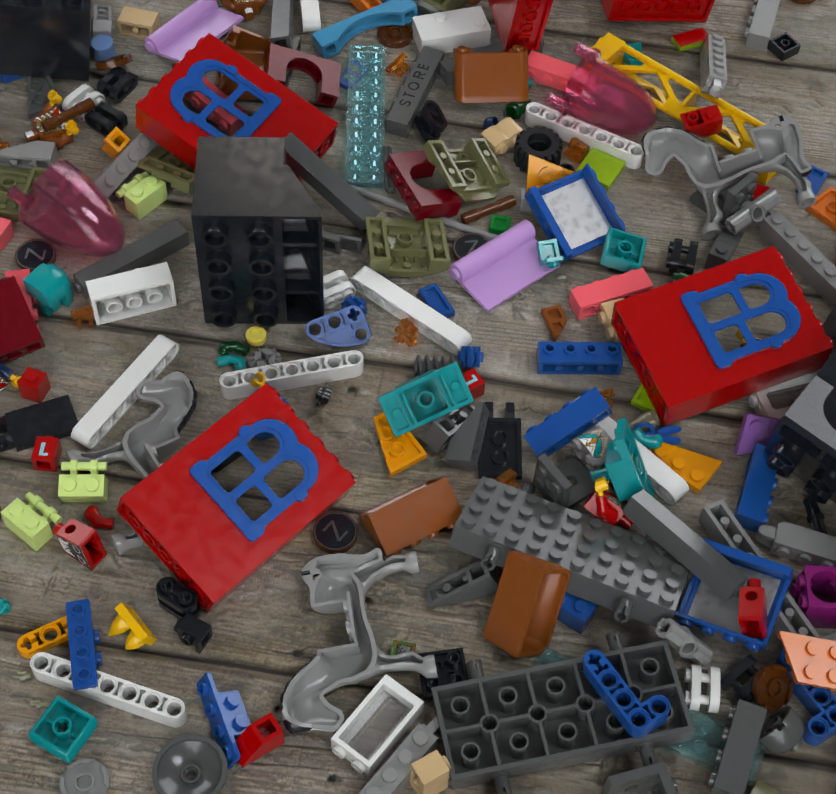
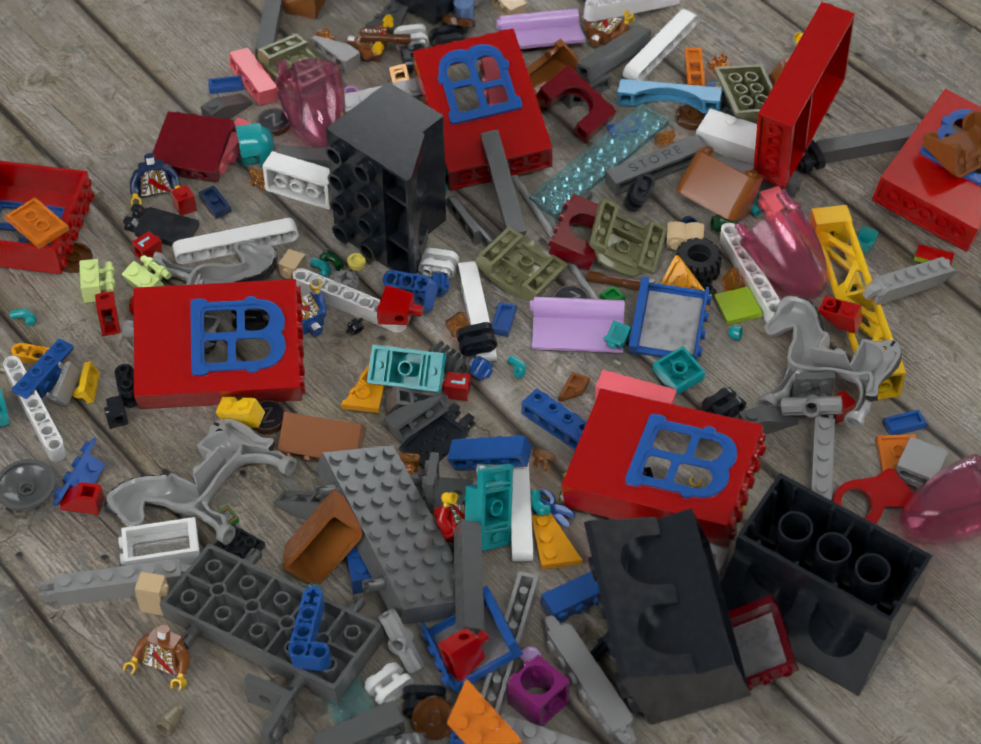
camera: 45 degrees right, 5 degrees down
(64, 366) = (215, 201): none -> dark blue plate
(116, 644) = (65, 384): none -> light grey hinge
(205, 377) = (290, 262): none -> tan brick
(322, 543) = (245, 410): none -> yellow brick
(353, 350) = (397, 307): none -> red torso
(451, 343) = (476, 339): none -> black brick
(494, 334) = (519, 366): none -> teal arm
(624, 191) = (736, 332): none -> teal hinge

